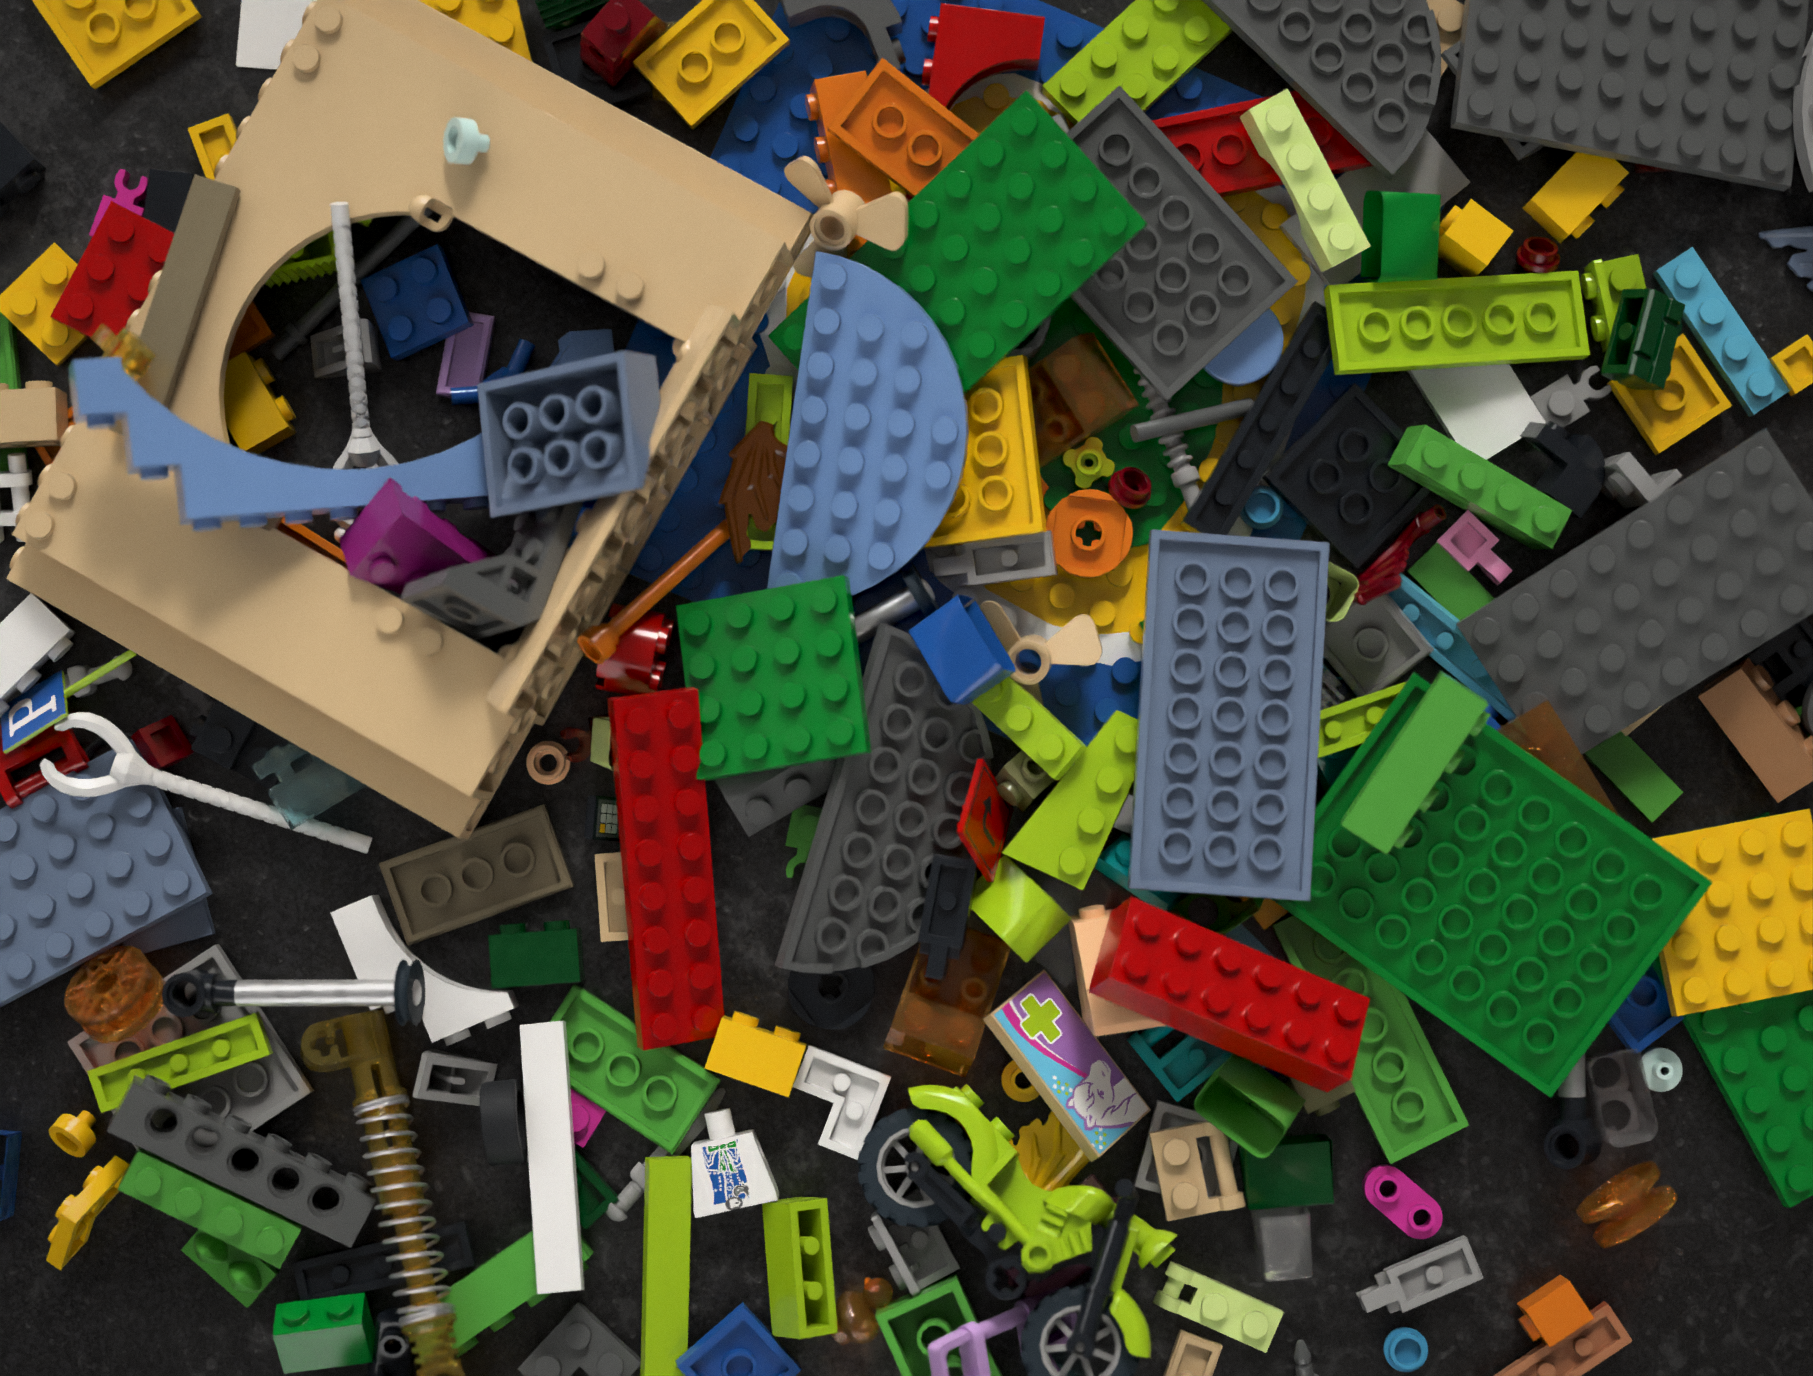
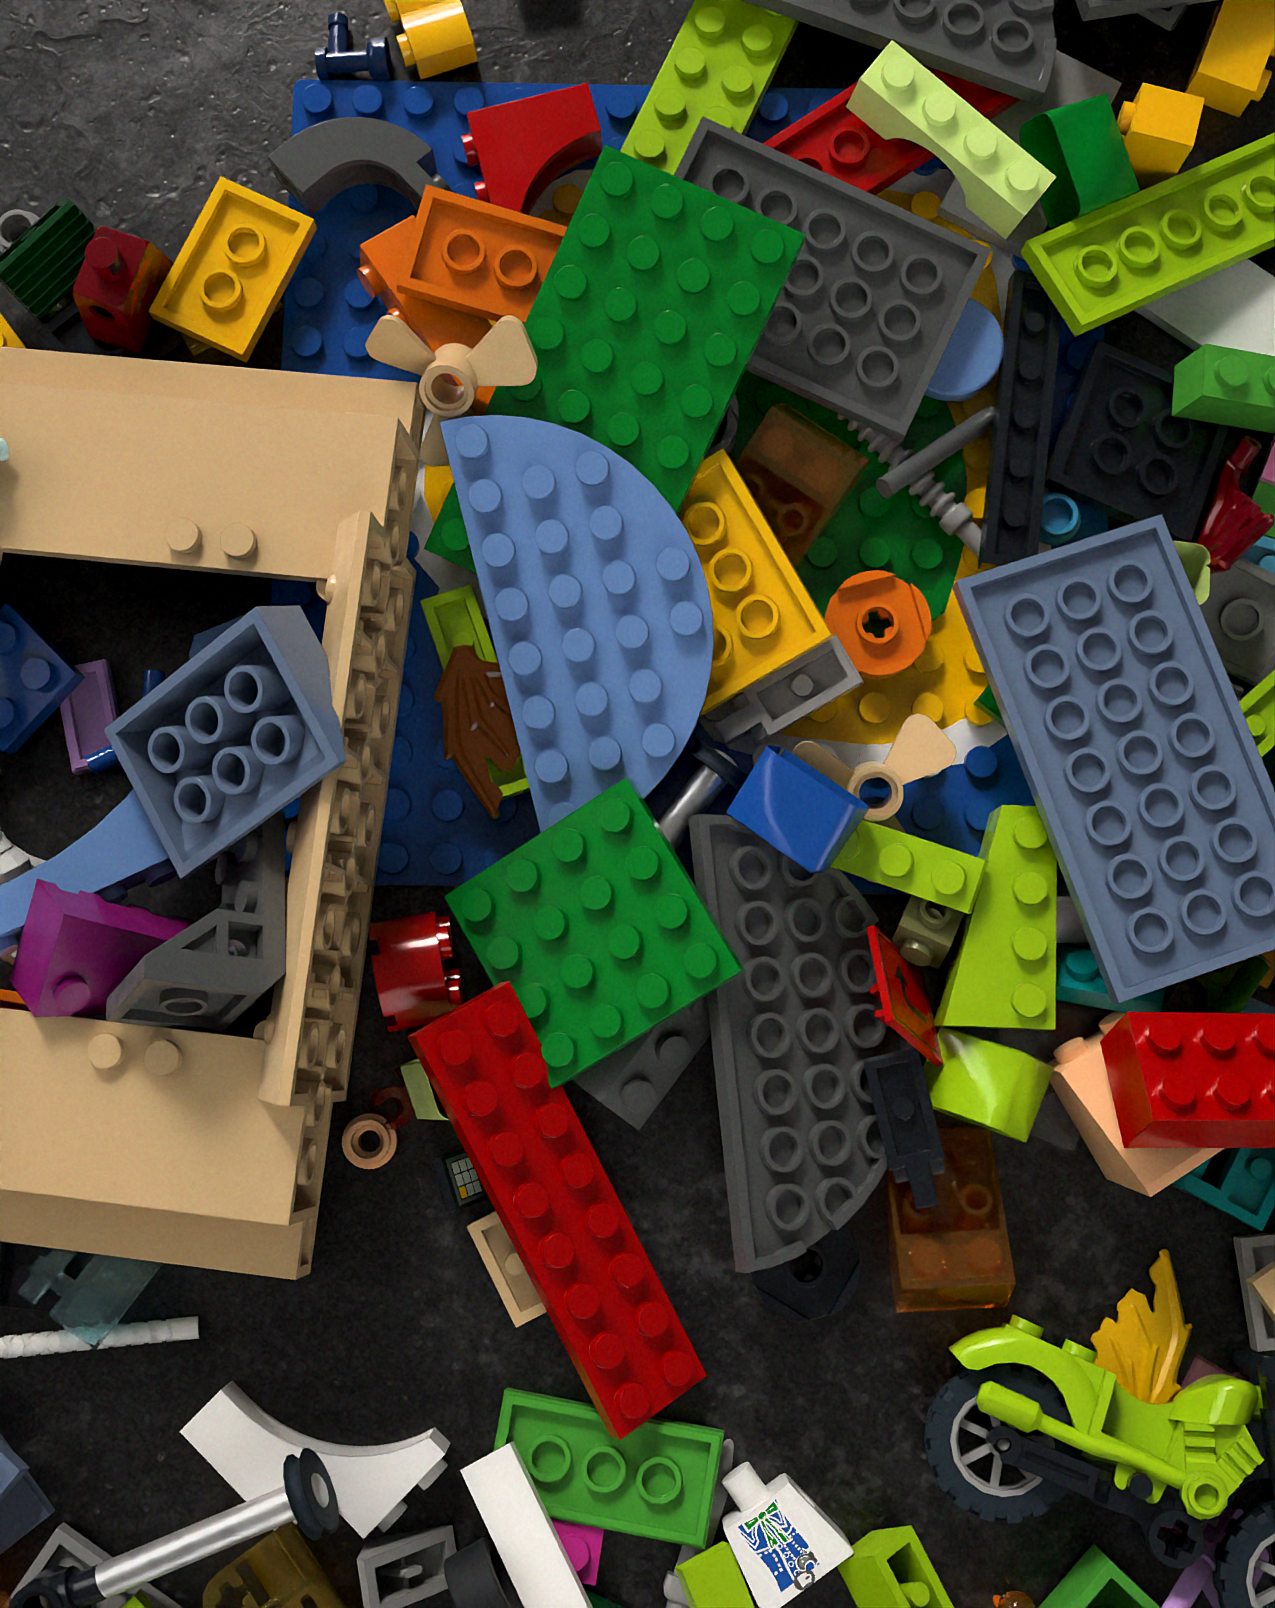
camera: 25 degrees left, 5 degrees down
(476, 876) = (339, 1313): dark tan tile -> none
(536, 956) = (447, 1377): dark green brick -> none
(600, 641) = (371, 972): orange piece -> none
(756, 1054) = (755, 1384): yellow brick -> none
(801, 834) = (699, 1101): bright green plate -> none
(854, 1094) = (884, 1379): white plate -> none
(918, 1253) = (1044, 1546): light grey bracket -> none
(1011, 1089) = (1055, 1279): yellow plate -> none
(1067, 1065) = (1120, 1243): tile -> none
(1084, 474) = (842, 562): lime plate -> none
(1130, 487) = (901, 554): dark red plate -> none
(1538, 255) = (1227, 133): dark red plate -> none

